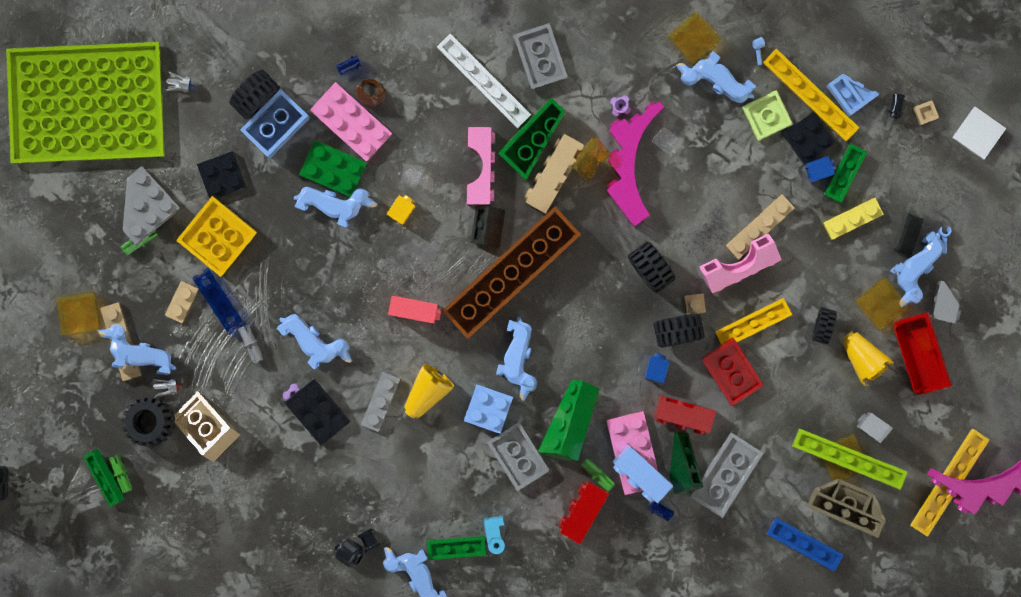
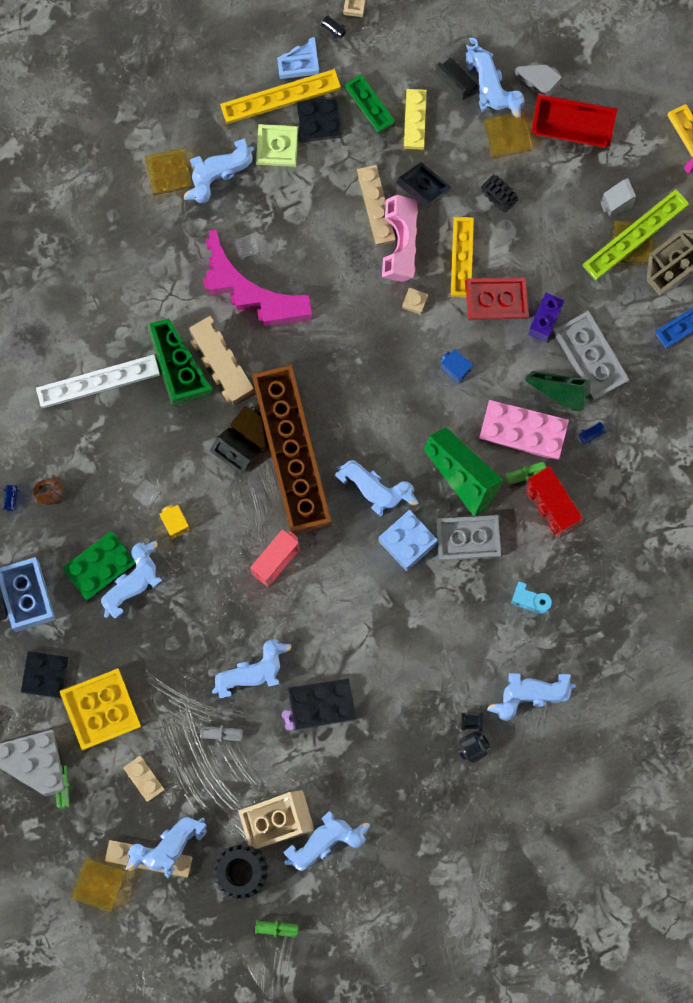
camera: 60 degrees left, 10 degrees down
(103, 477) = (271, 947): green plate -> none
(171, 385) = (217, 832): flat silver piece -> none
(211, 473) = (323, 839): none -> light blue animal
(218, 301) = (162, 742): clear blue plate -> none
(351, 122) = (64, 525): bright pink plate -> none
(380, 401) = (345, 640): light grey plate -> none
(427, 391) = (360, 589): yellow cone -> none
(456, 547) = (524, 642): green plate -> none
(480, 141) = (153, 414): bright pink arch -> none
(513, 228) = (250, 426): none -> dark brown slope
(540, 56) = (105, 318): light grey plate -> none
(590, 158) = (225, 320): clear yellow plate -> none
(616, 109) = (189, 265): lavender plate -> none
(641, 474) = (547, 427): light blue brick -> none
(651, 267) = (358, 317): black tyre -> none
(679, 330) = (431, 324): black tyre -> none
(684, 415) = (512, 363): red wedge -> none
(738, 421) = (546, 317): none -> dark purple brick
(757, 44) = (206, 119): light blue hand -> none
(797, 258) = (423, 184): none -> black plate
(820, 169) = (353, 123): blue brick -> none
(865, 357) = (549, 173): yellow cone -> none

